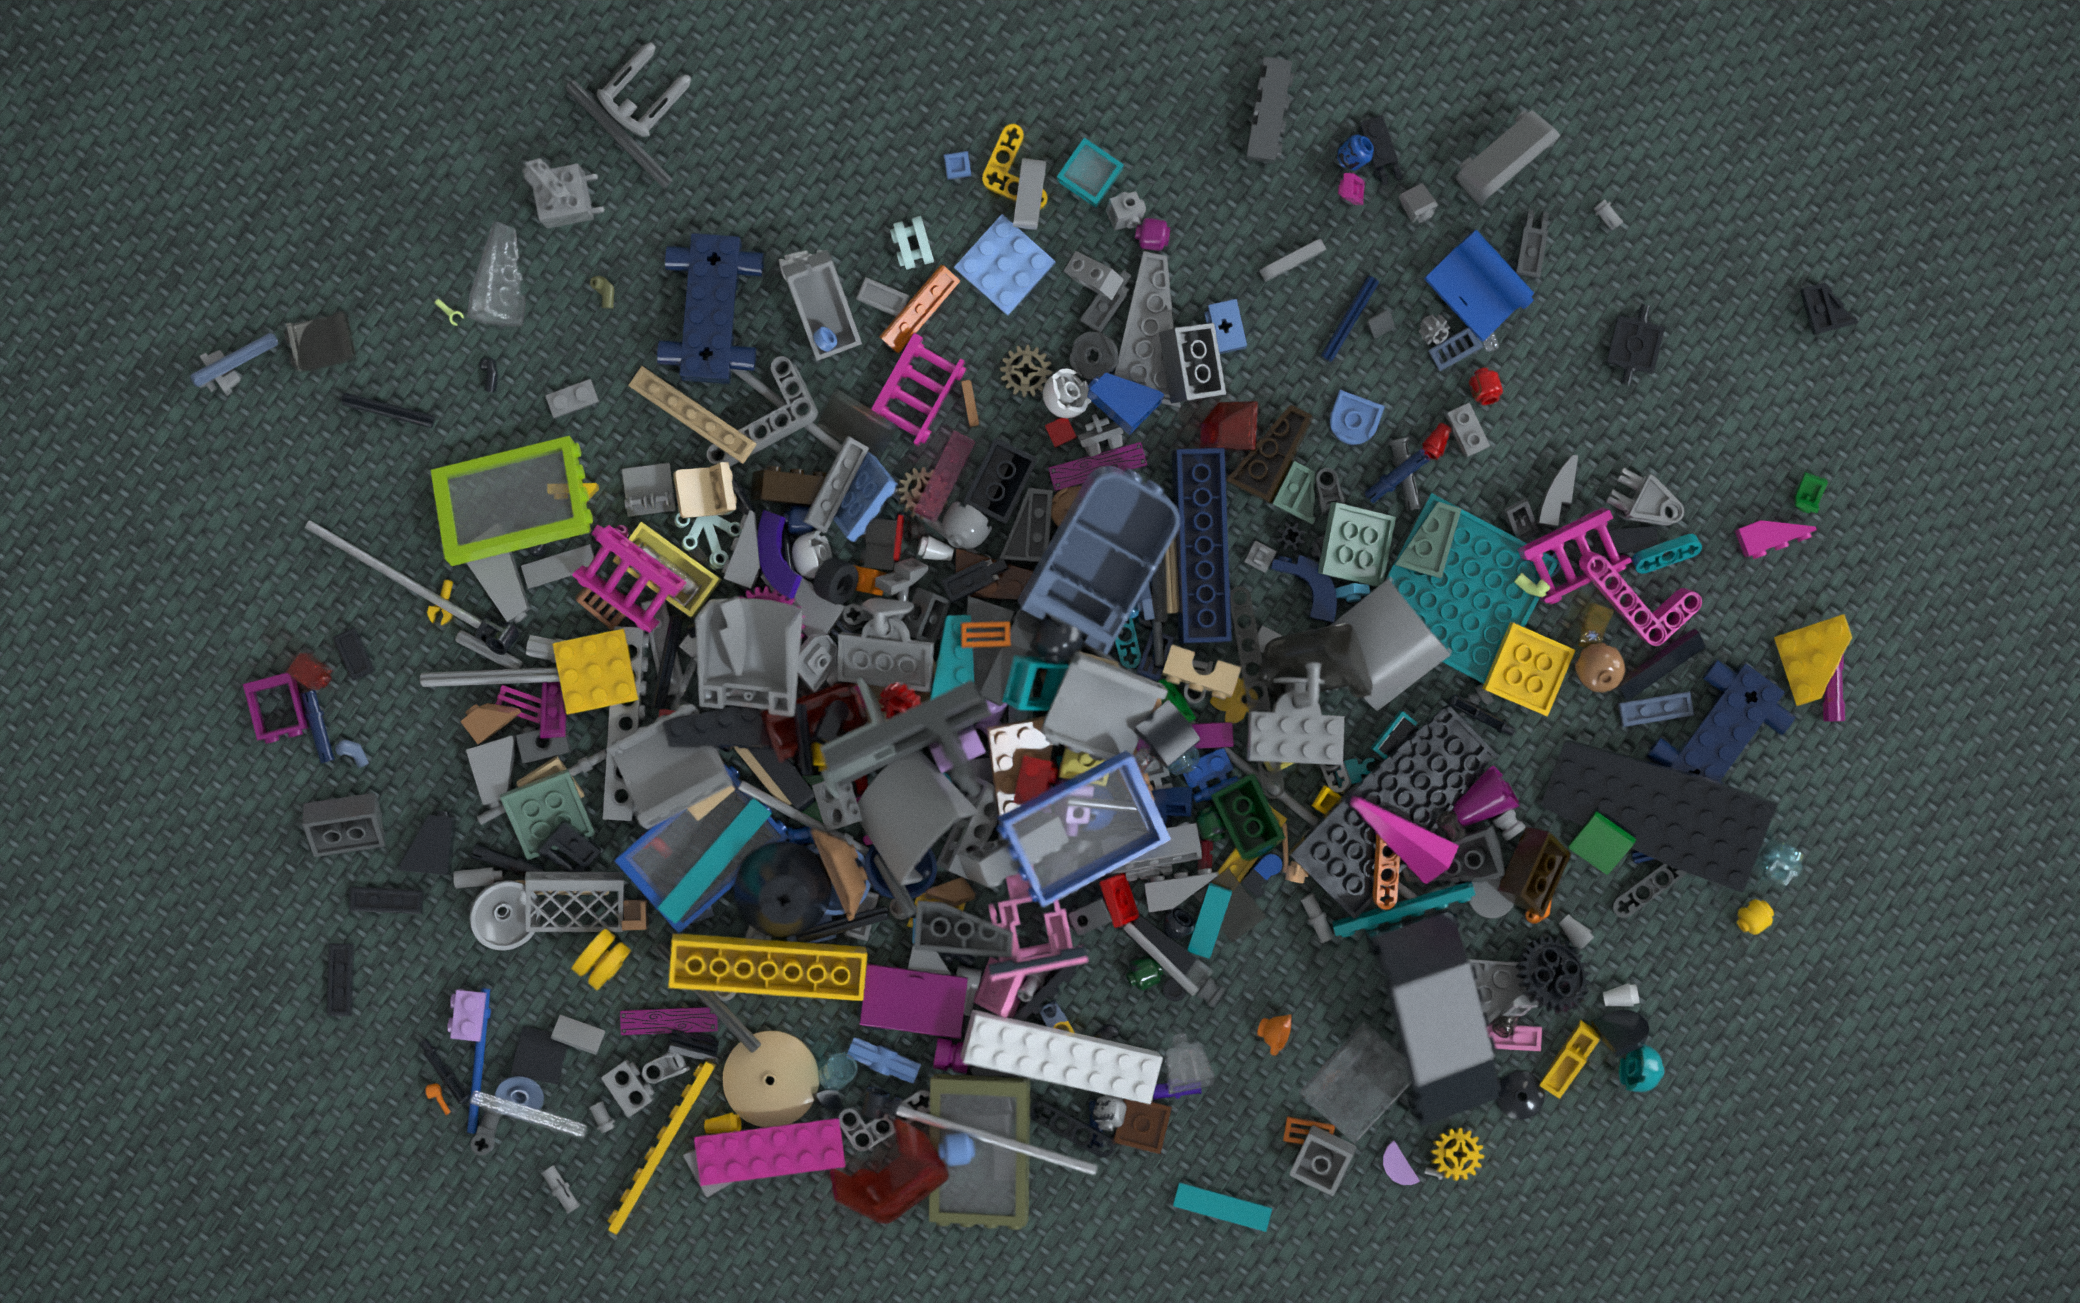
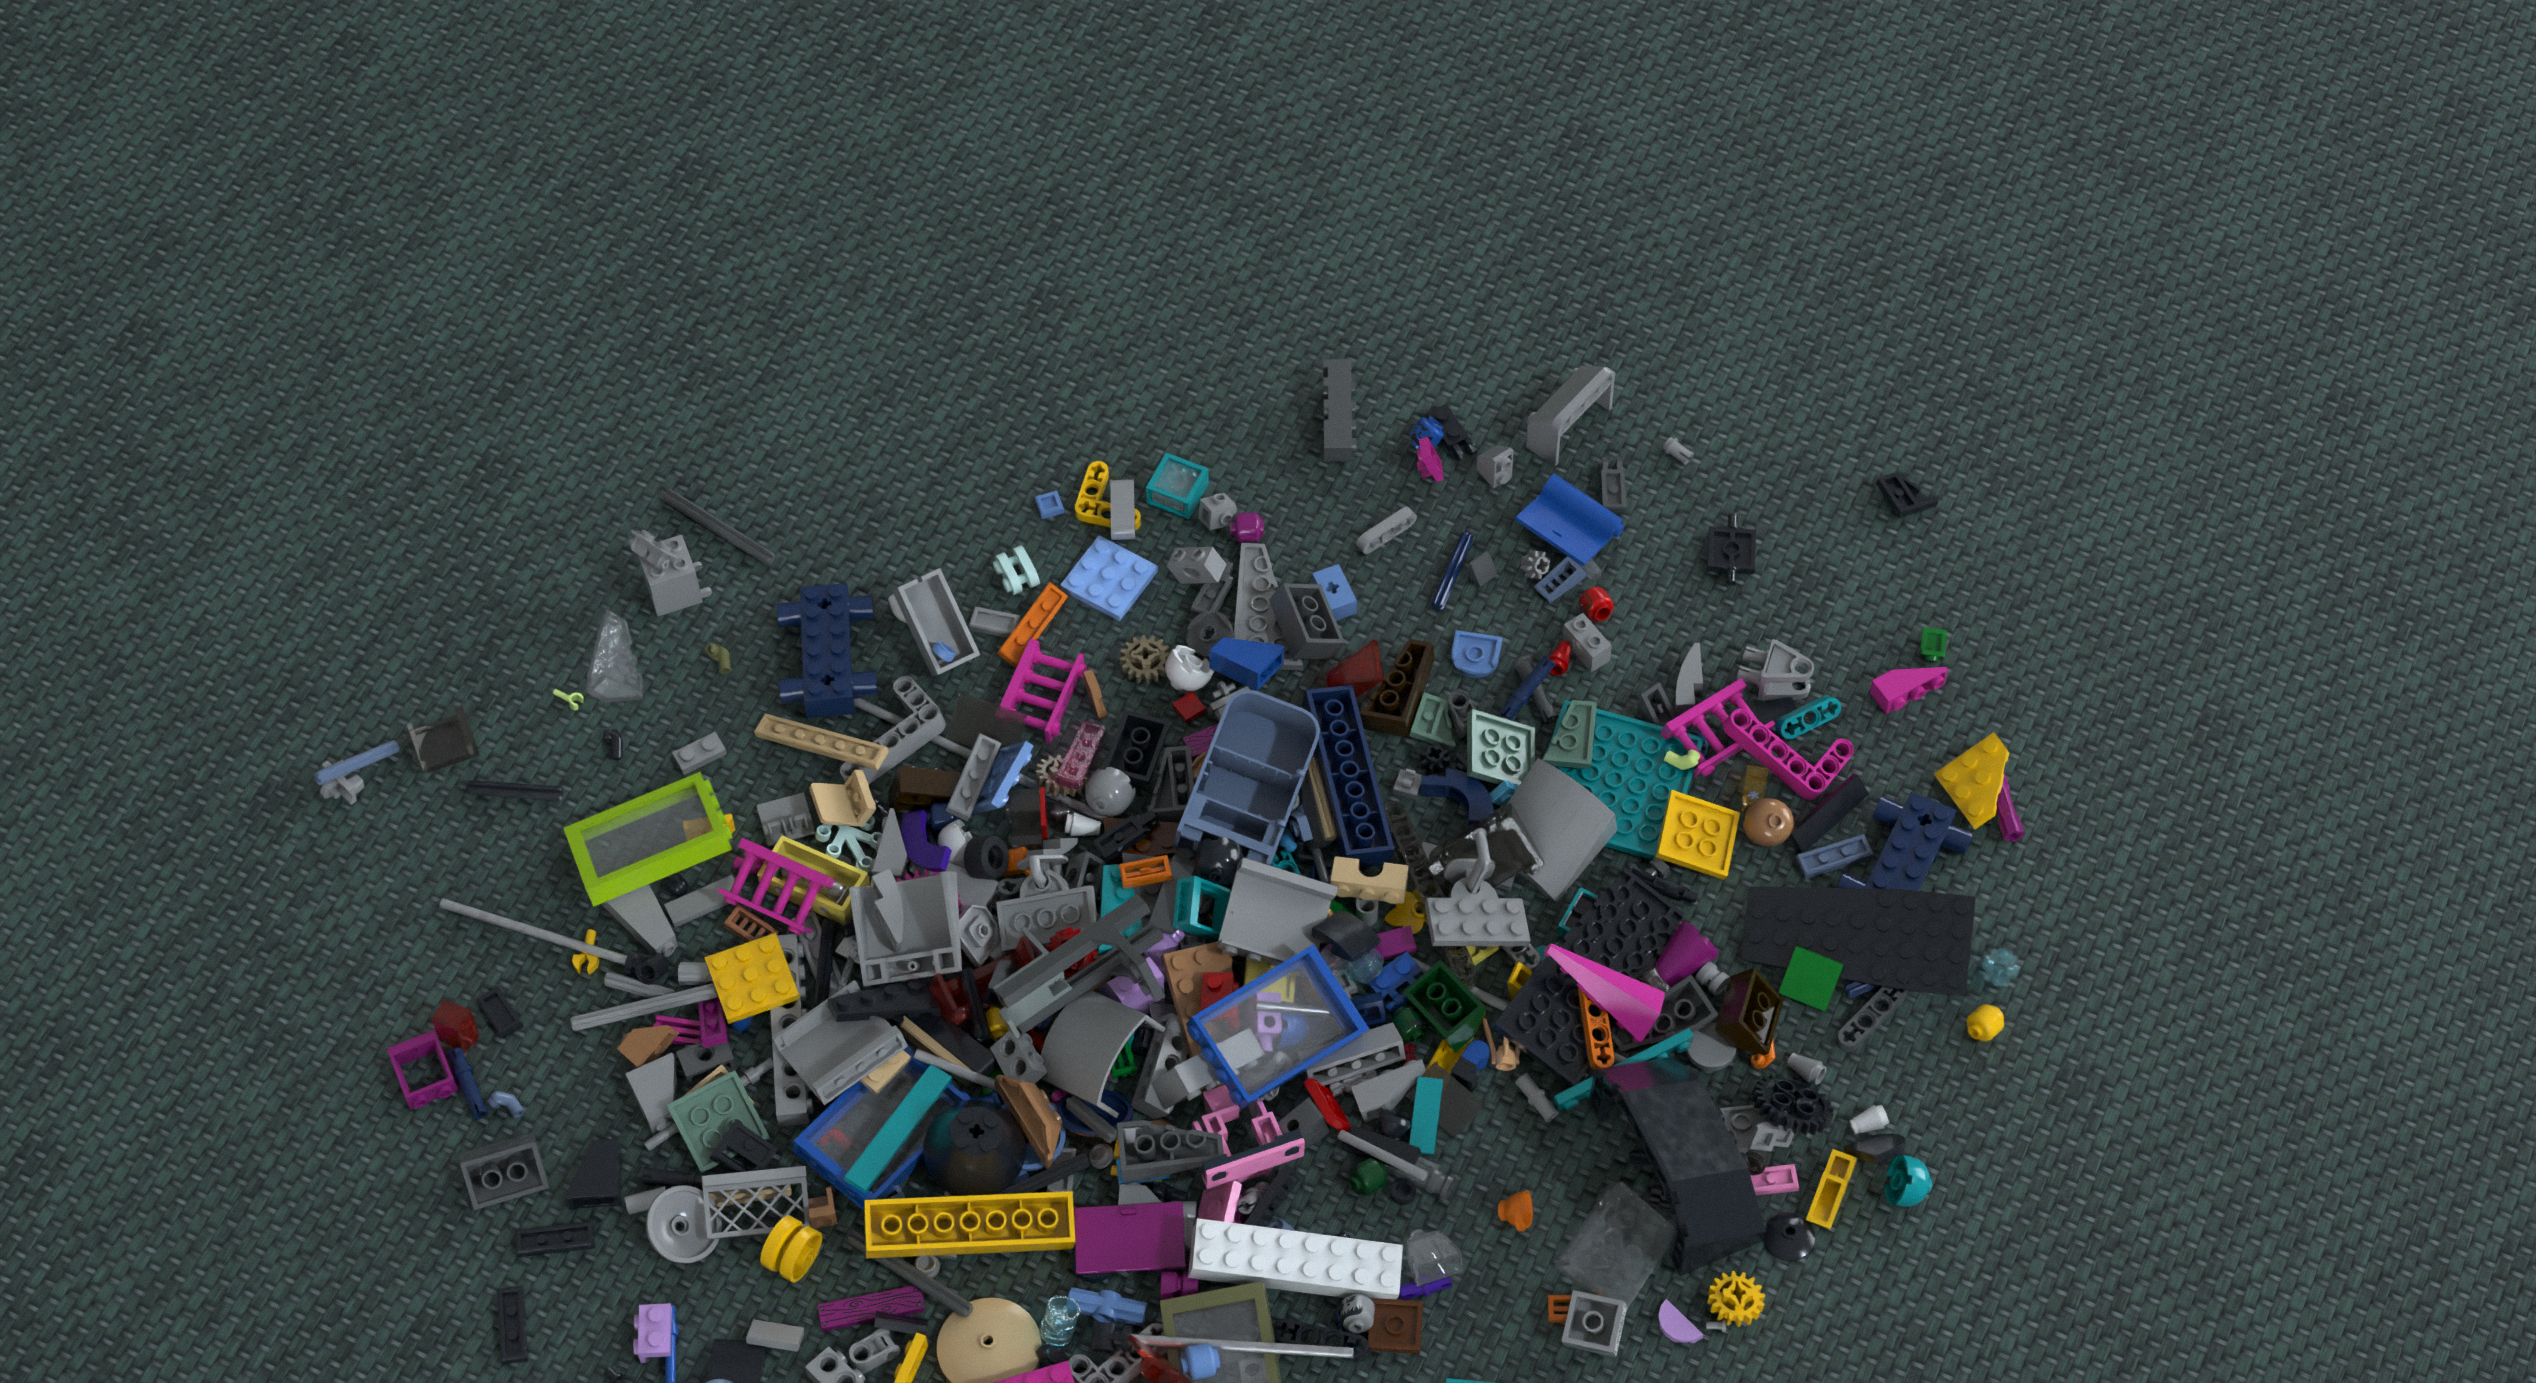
camera: 10 degrees left, 30 degrees down
(622, 113) = (723, 507): light grey piece -> none

